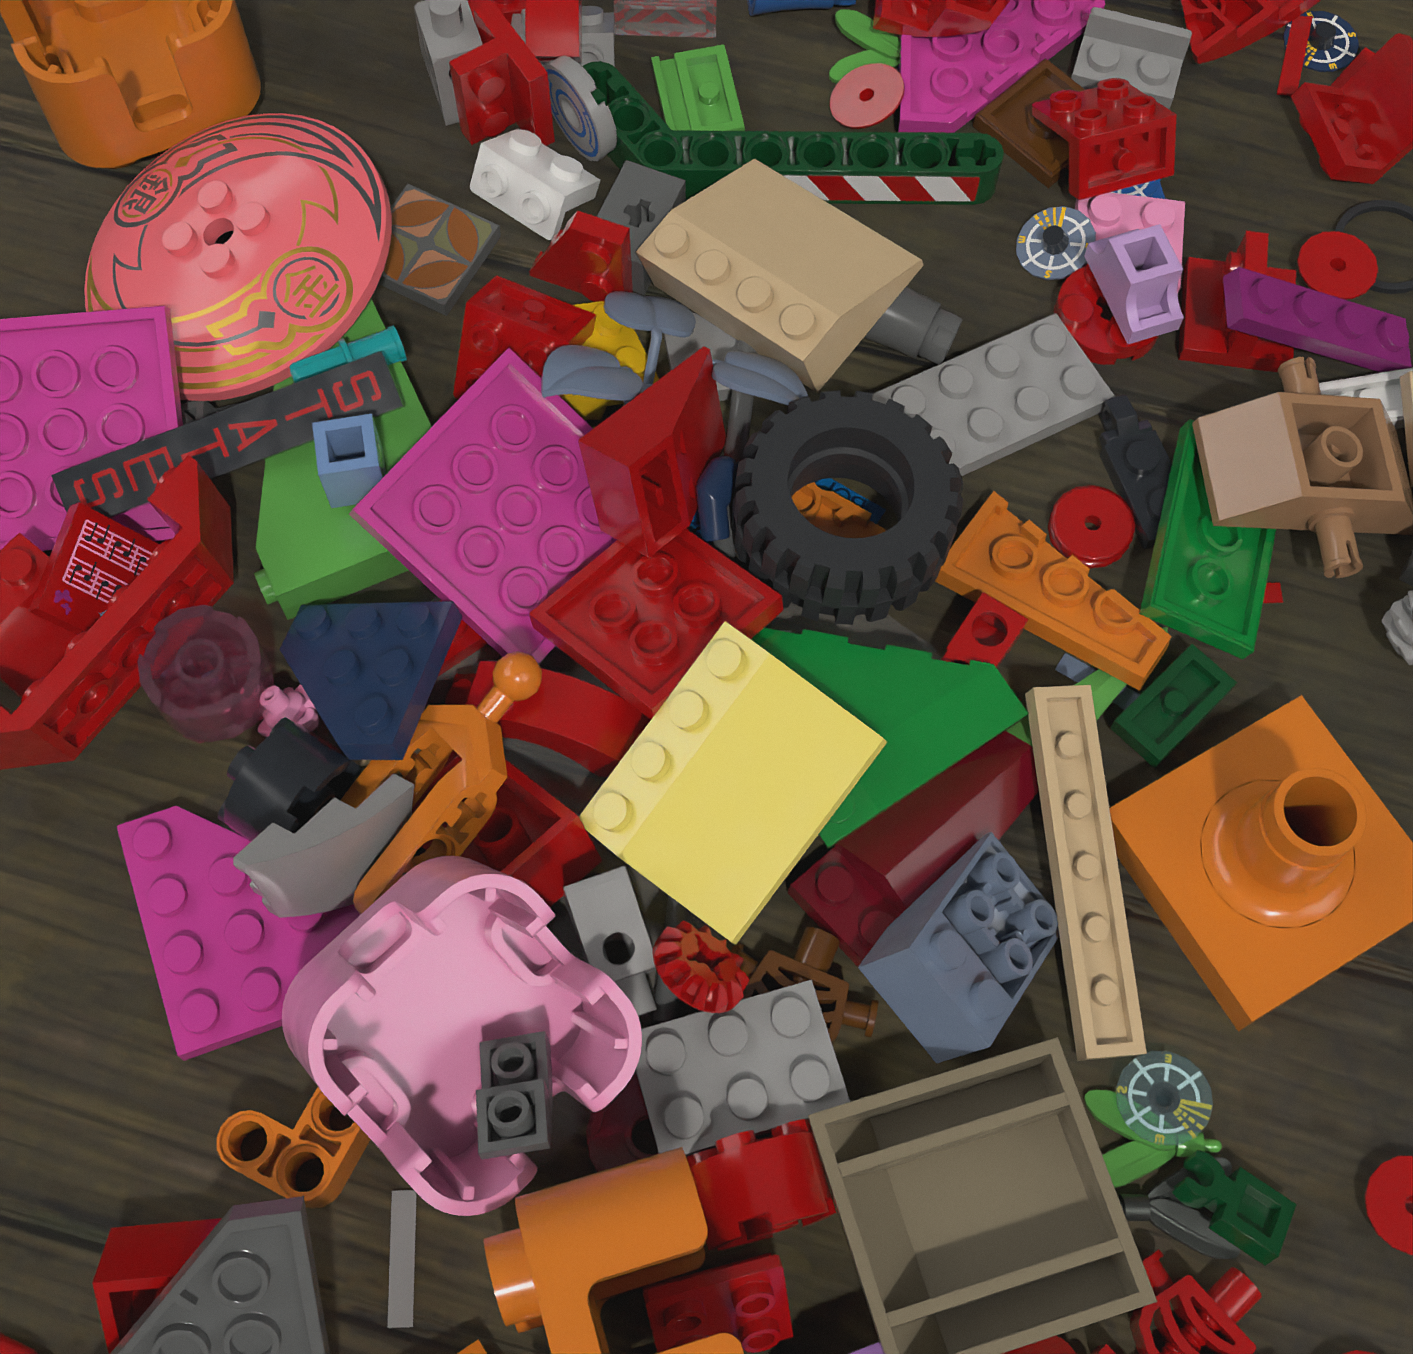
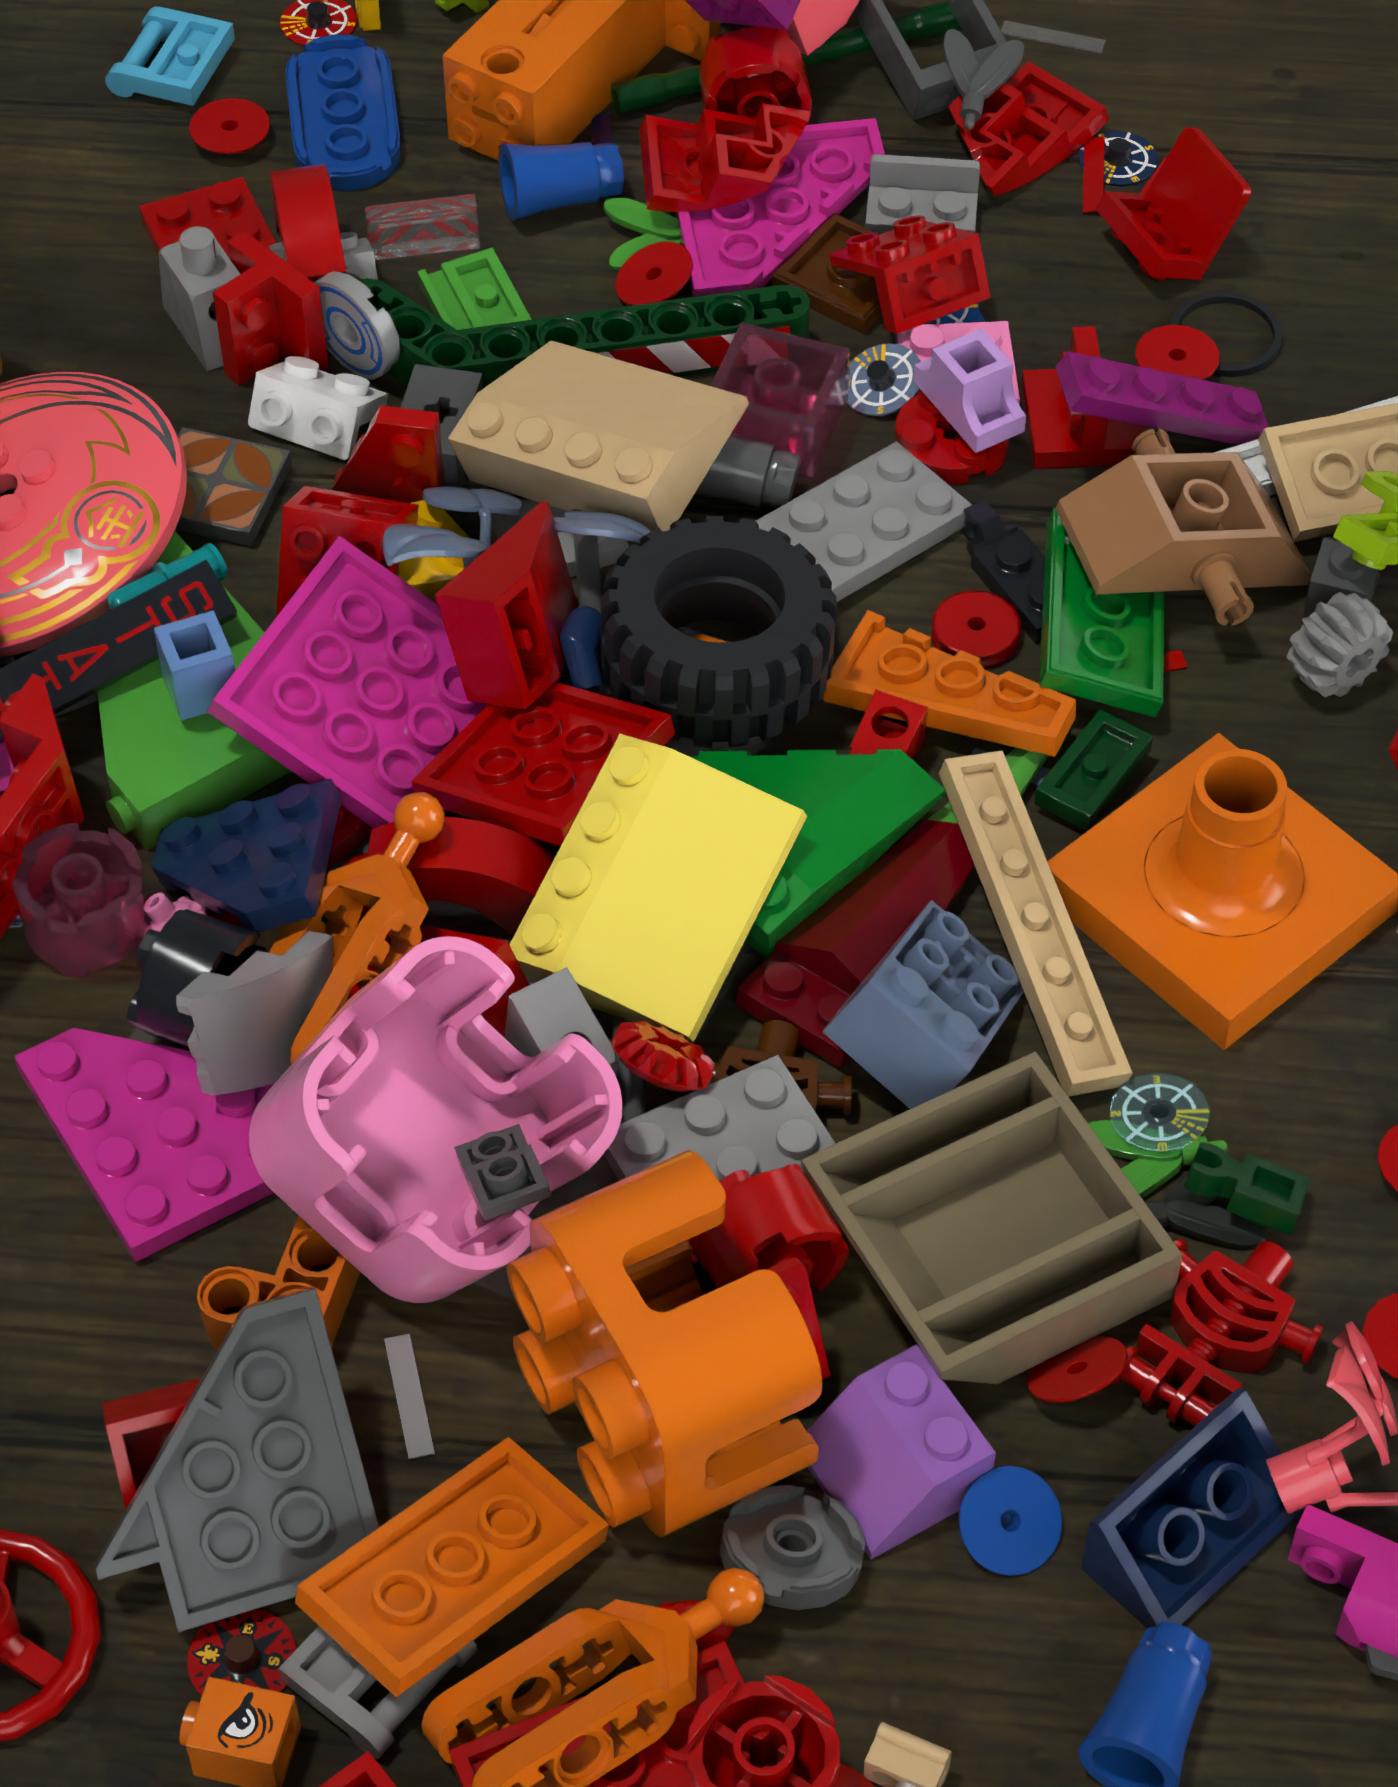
camera: 10 degrees left, 15 degrees down
(964, 246) = (791, 388): none -> clear pink brick

